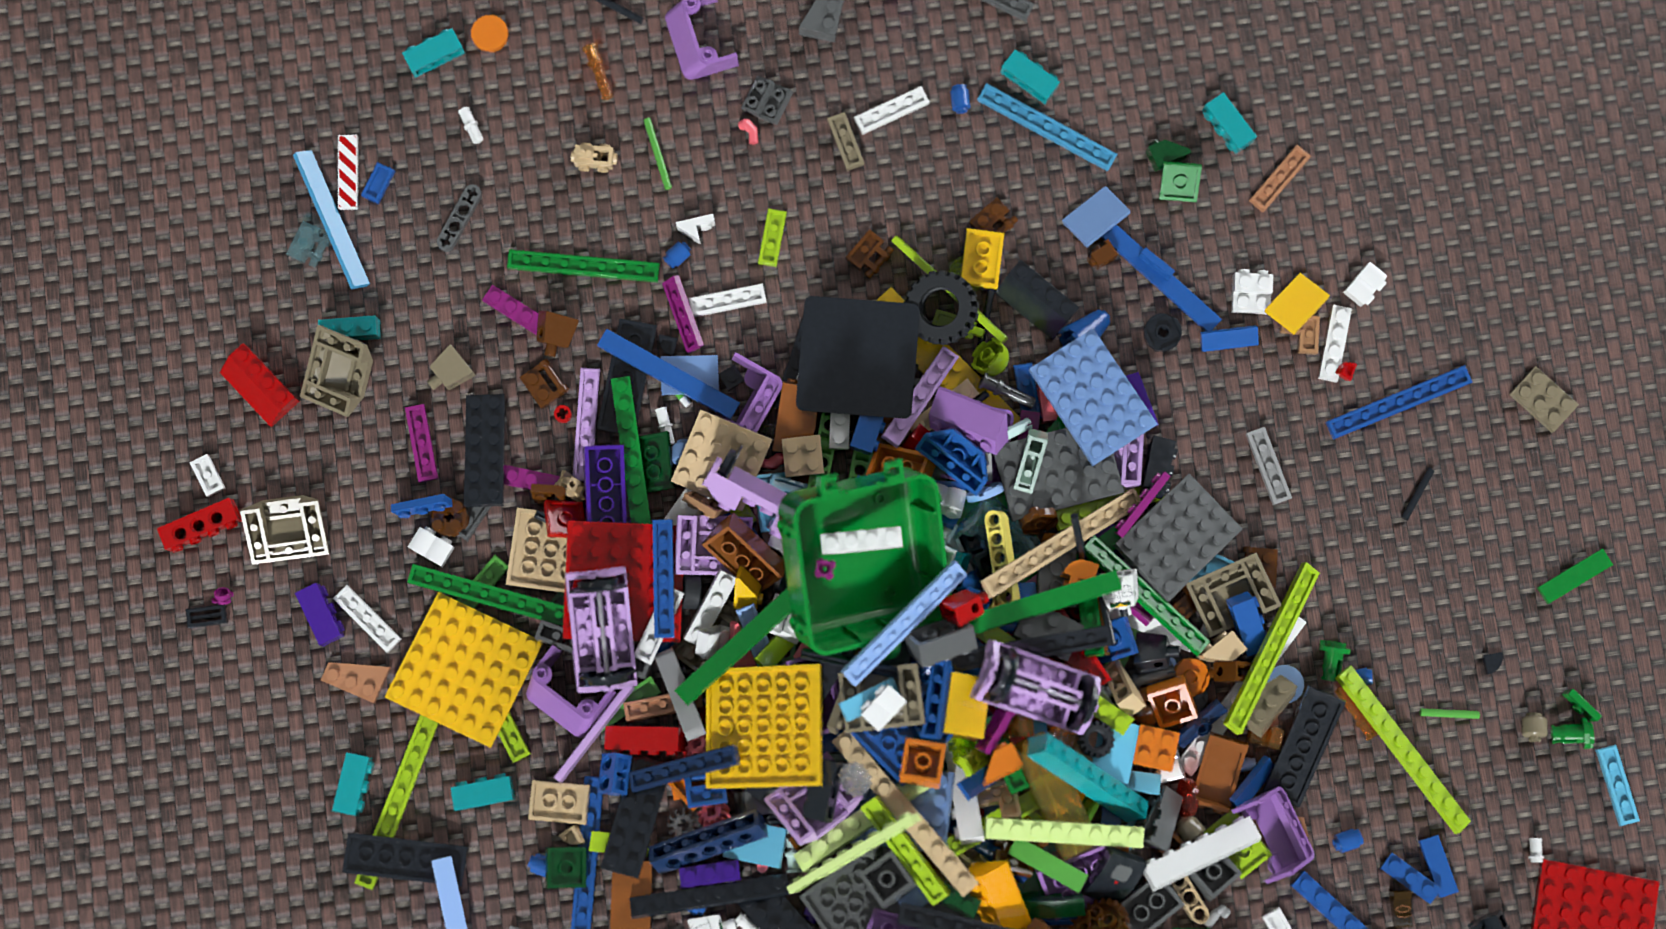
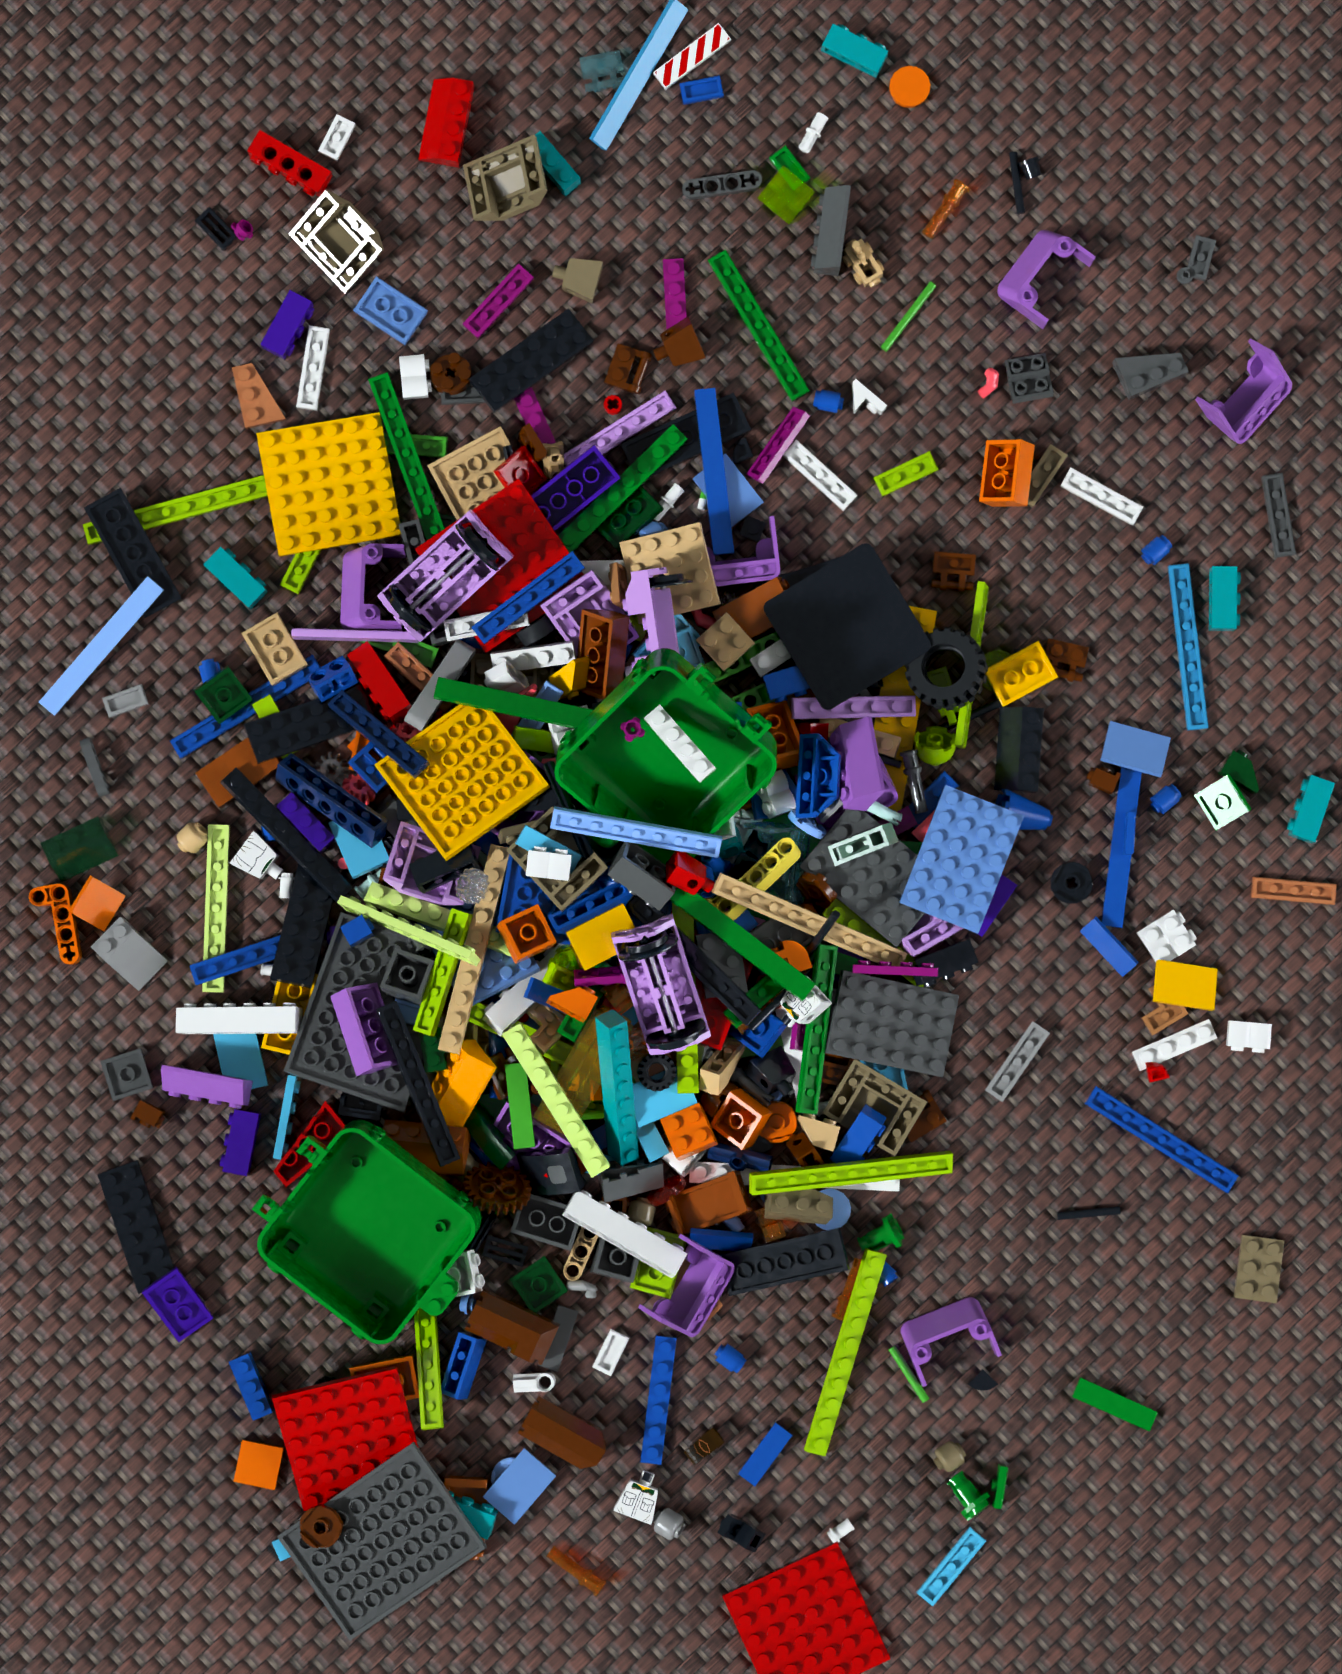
camera: 55 degrees right, 5 degrees up
(353, 784) = (164, 461): teal brick -> none
(368, 529) = (390, 310): none -> medium blue tile
(421, 506) = (442, 342): blue plate -> none
(484, 161) = (786, 158): none -> green tile
(502, 176) = (786, 194): none -> clear neon green plate
(553, 161) = (831, 231): none -> dark grey slope
(572, 836) = (254, 681): tan tile -> none
(824, 893) = (357, 930): none -> blue brick
(826, 163) = (1006, 473): none -> orange brick
(1148, 221) = (1165, 799): none -> blue brick
(1410, 878) = (736, 1436): blue plate -> none
(1430, 660) = (943, 1322): none -> medium lavender windscreen

